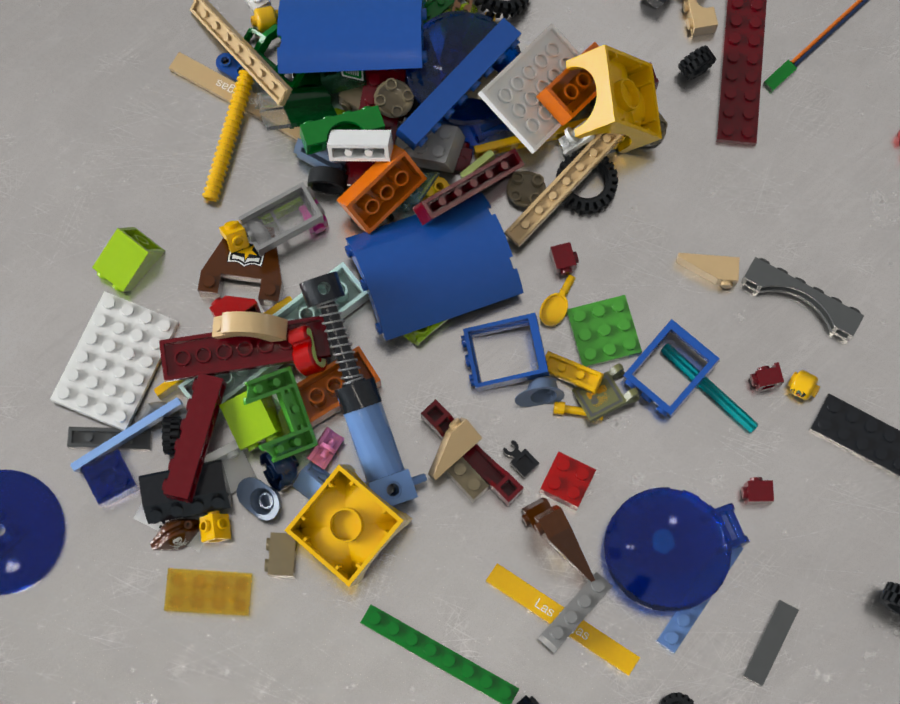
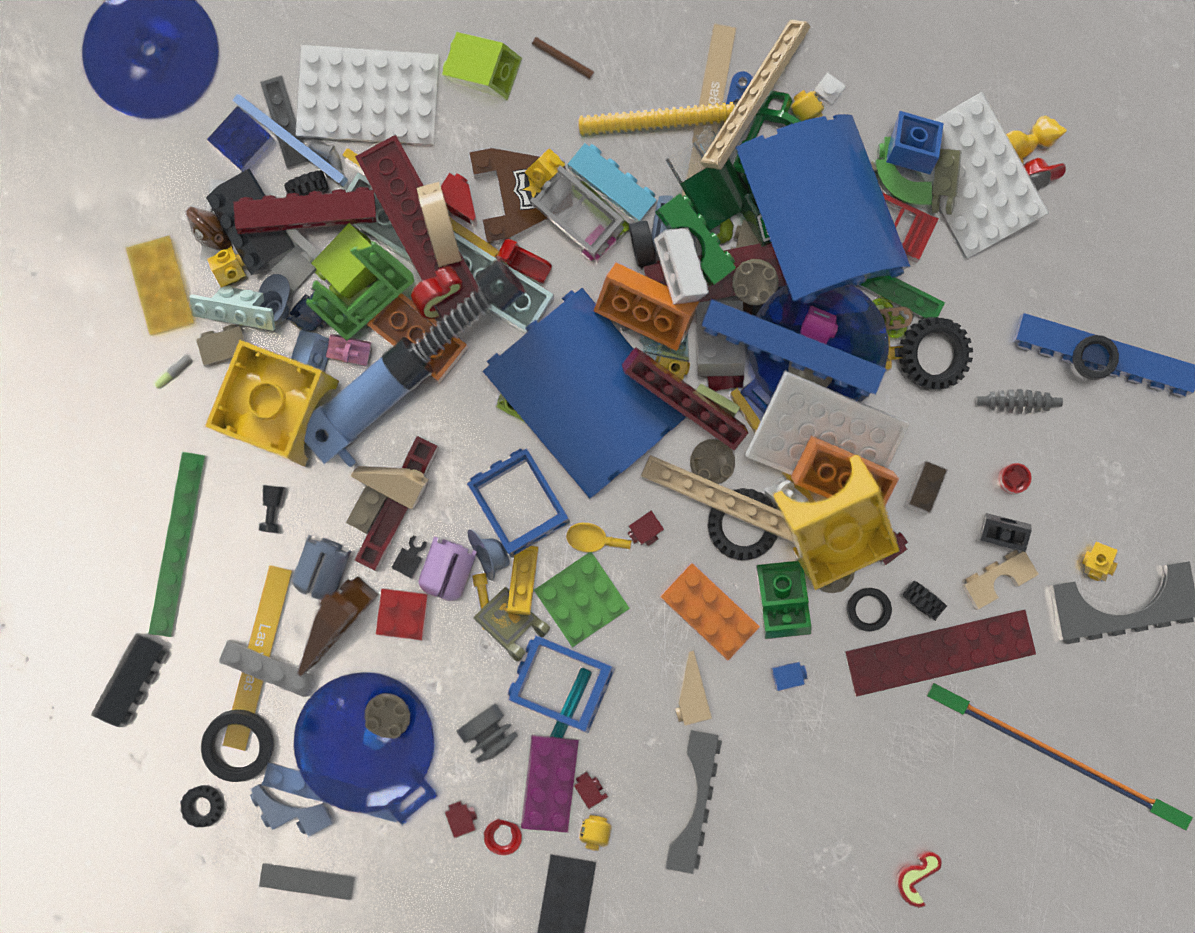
camera: 70 degrees right, 10 degrees up
(148, 194) = (560, 56): none -> reddish brown bar
(253, 531) = (234, 307): none -> light aqua bracket
(267, 186) = (612, 183): none -> medium azure brick
(287, 607) = (173, 371): none -> light grey piece
(311, 270) = (524, 261): none -> red animal
(429, 558) = (272, 498): none -> black piece
(446, 61) = (819, 325): none -> dark pink brick
(498, 543) = (310, 562): none -> sand blue cylinder
(542, 429) = (446, 569): none -> lavender cylinder
(607, 28) = (925, 488): none -> dark brown brick
(649, 231) = (709, 612): none -> orange brick
(650, 523) = (387, 716): none -> dark tan dish
(659, 171) = (784, 599): none -> green slope
(660, 661) = (216, 765): none -> black tyre
(690, 95) = (886, 615): none -> black tyre
(697, 441) = (487, 733): none -> dark grey wheel
(718, 618) = (276, 814): none -> sand blue arch
(723, 187) = (789, 676): none -> blue brick
(751, 408) = (549, 783): none -> magenta plate
(789, 453) = (496, 848): none -> red piece

